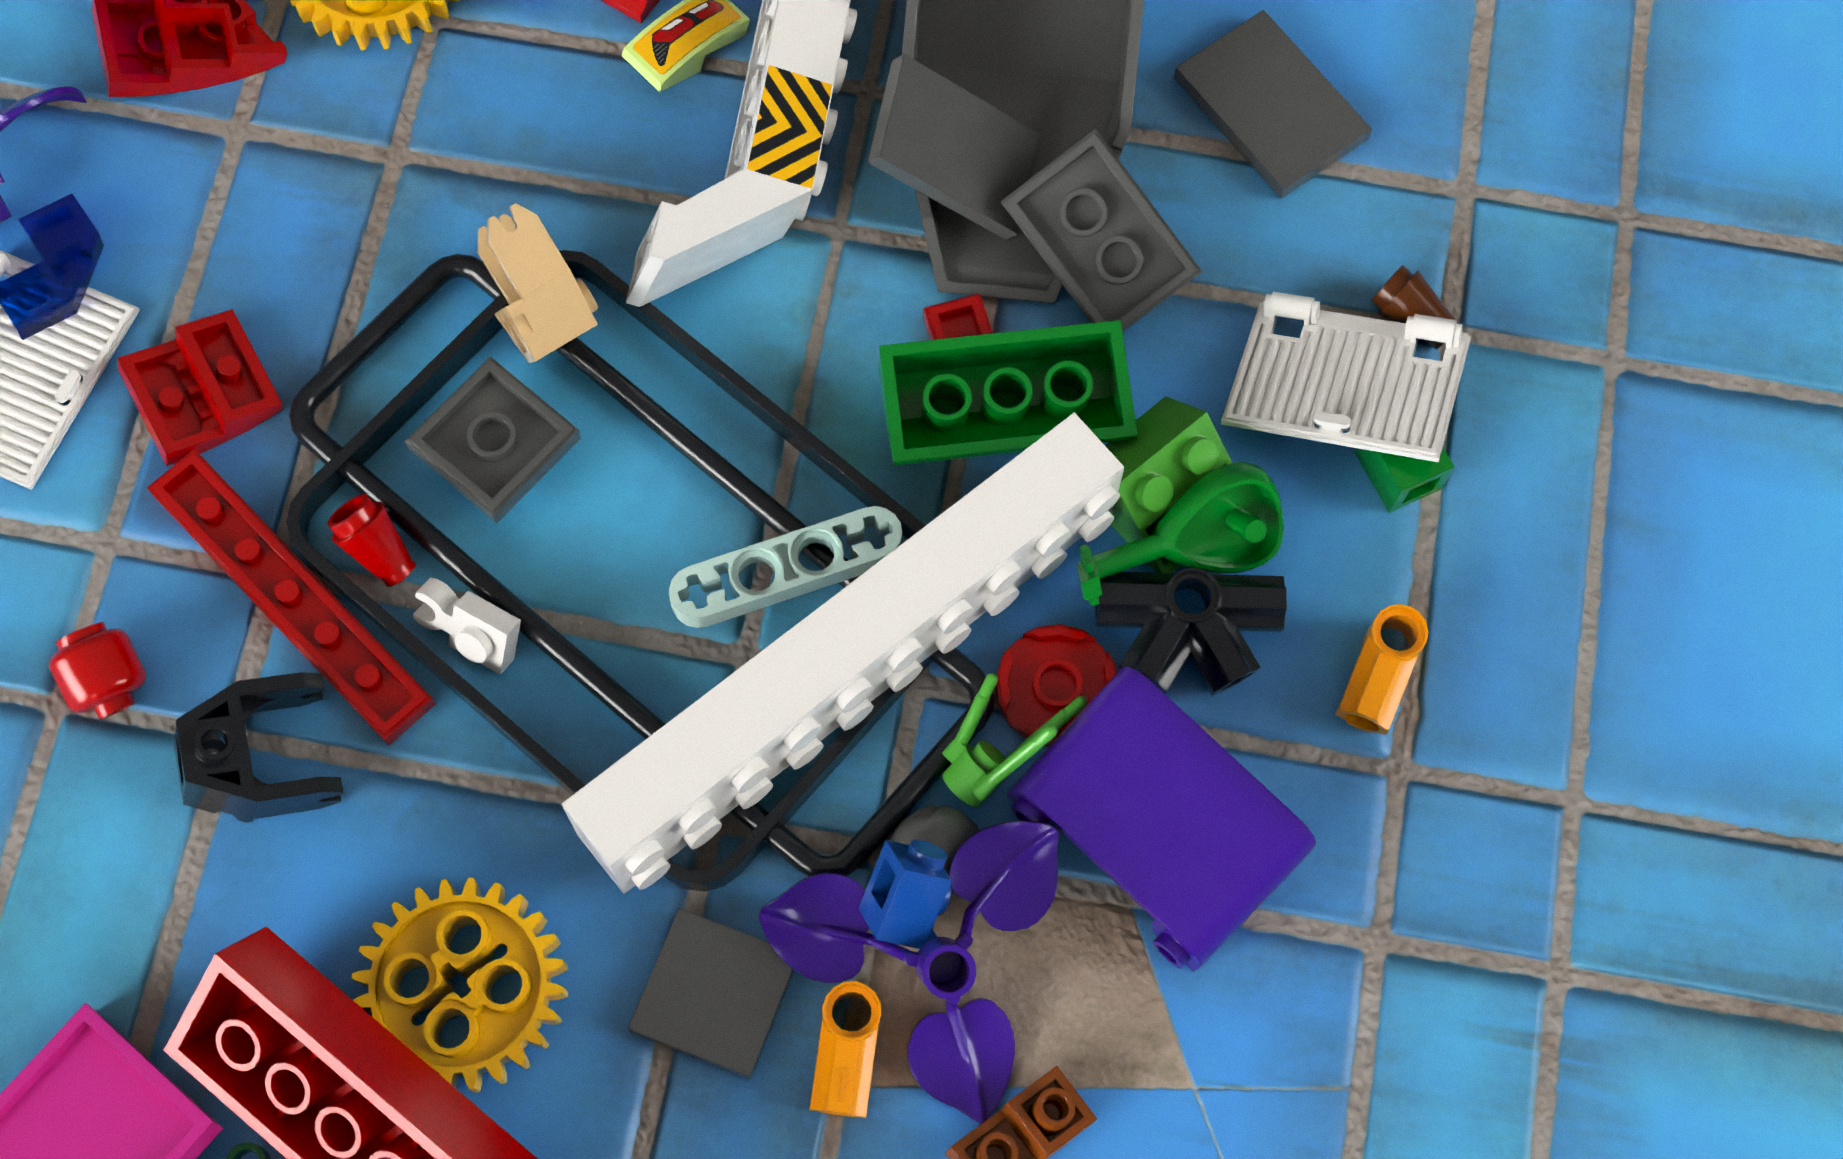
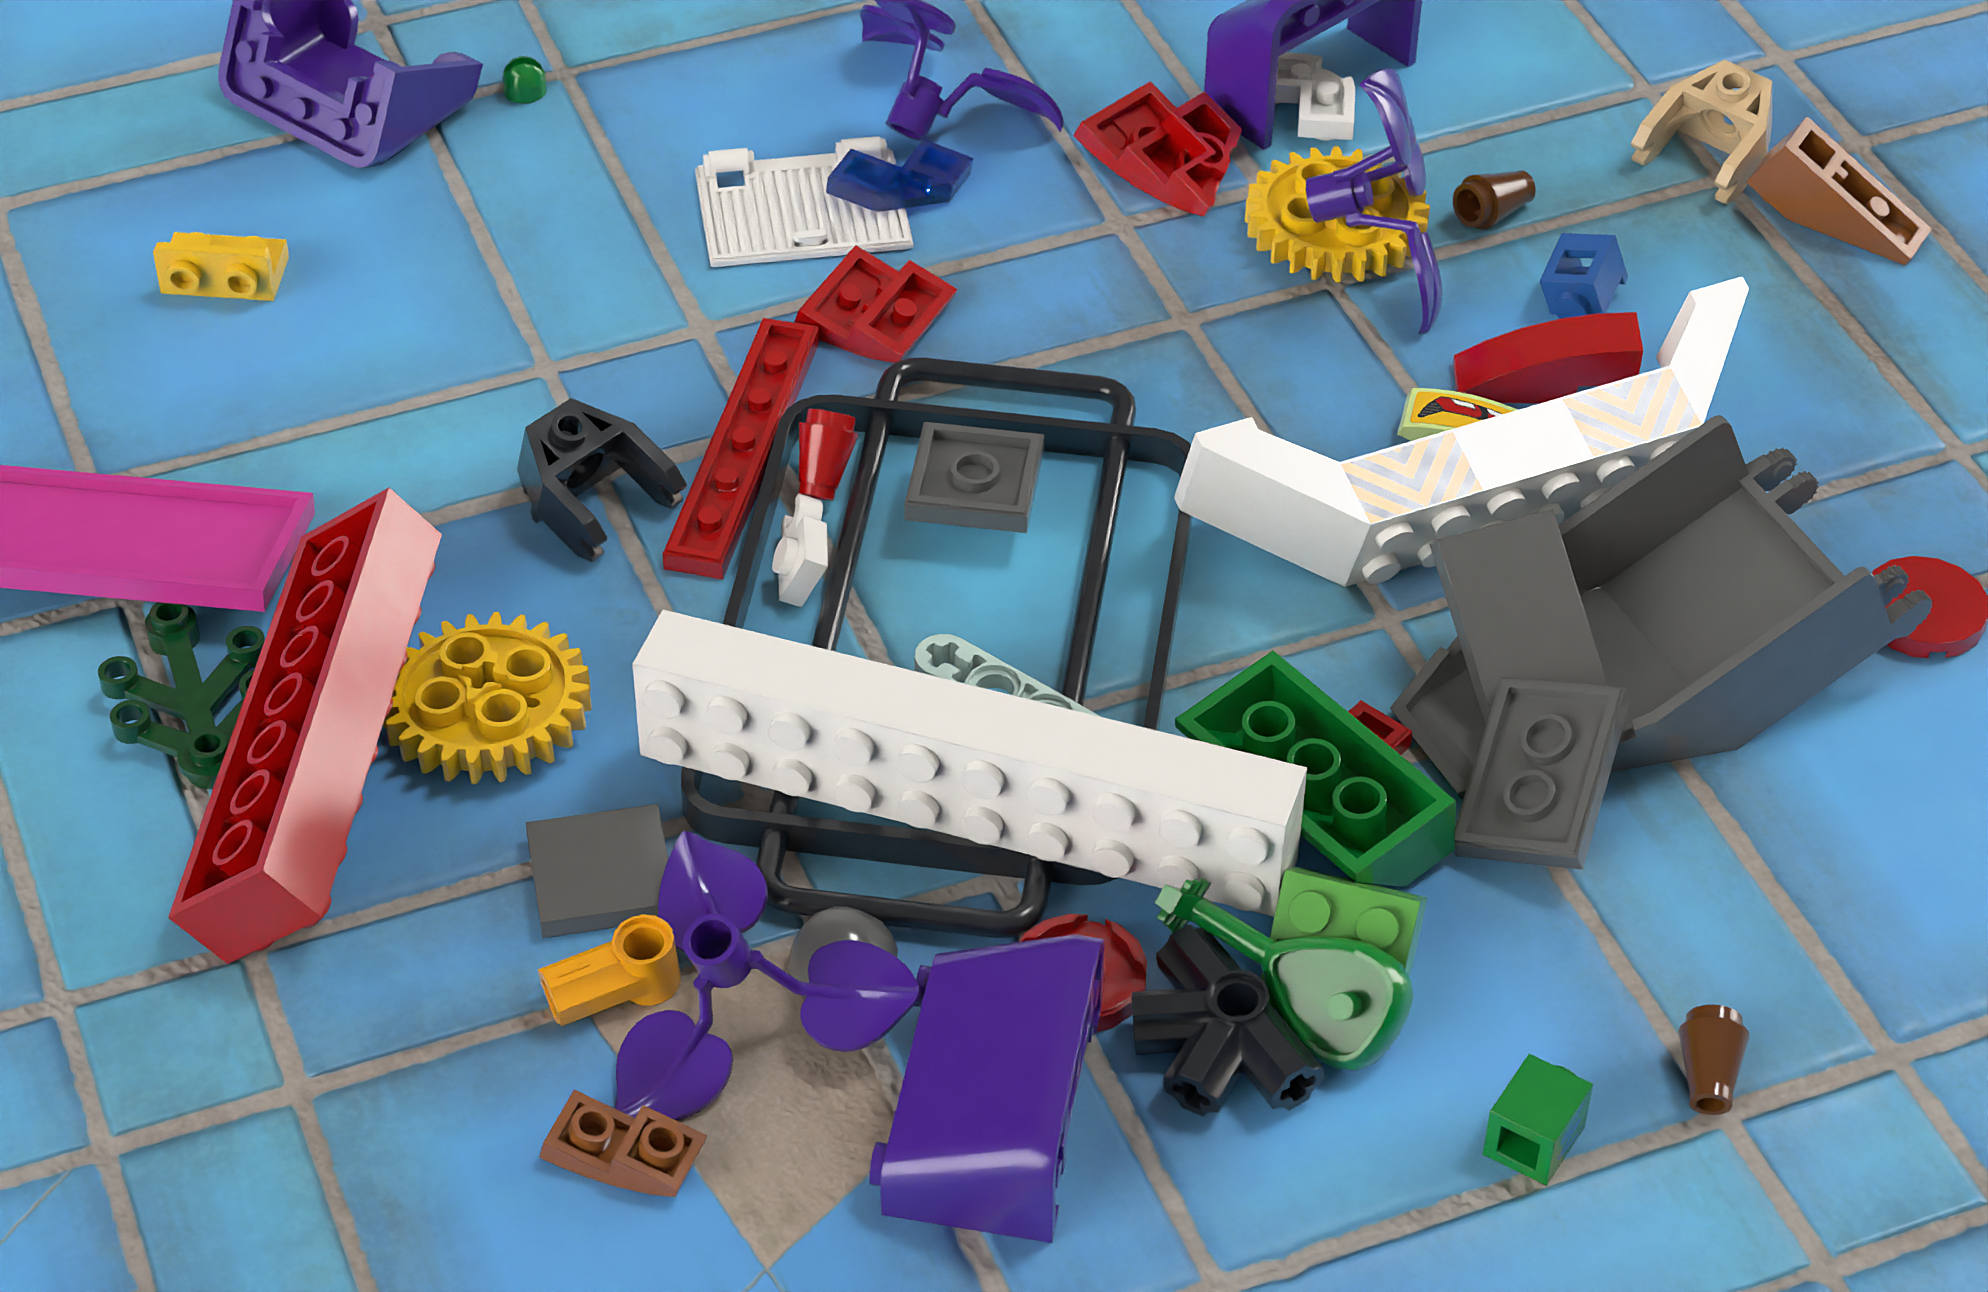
camera: 60 degrees right, 25 degrees down
(97, 670) = (587, 360): red head -> none
(542, 294) = (1121, 417): tan piece -> none
(906, 893) = (779, 911): blue brick -> none
(981, 768) = (951, 930): bright green plant -> none
(1272, 103) = (1823, 855): dark grey tile -> none
(1348, 378) = (1575, 1034): white window -> none
(1382, 672) = (1305, 1202): light orange piece -> none

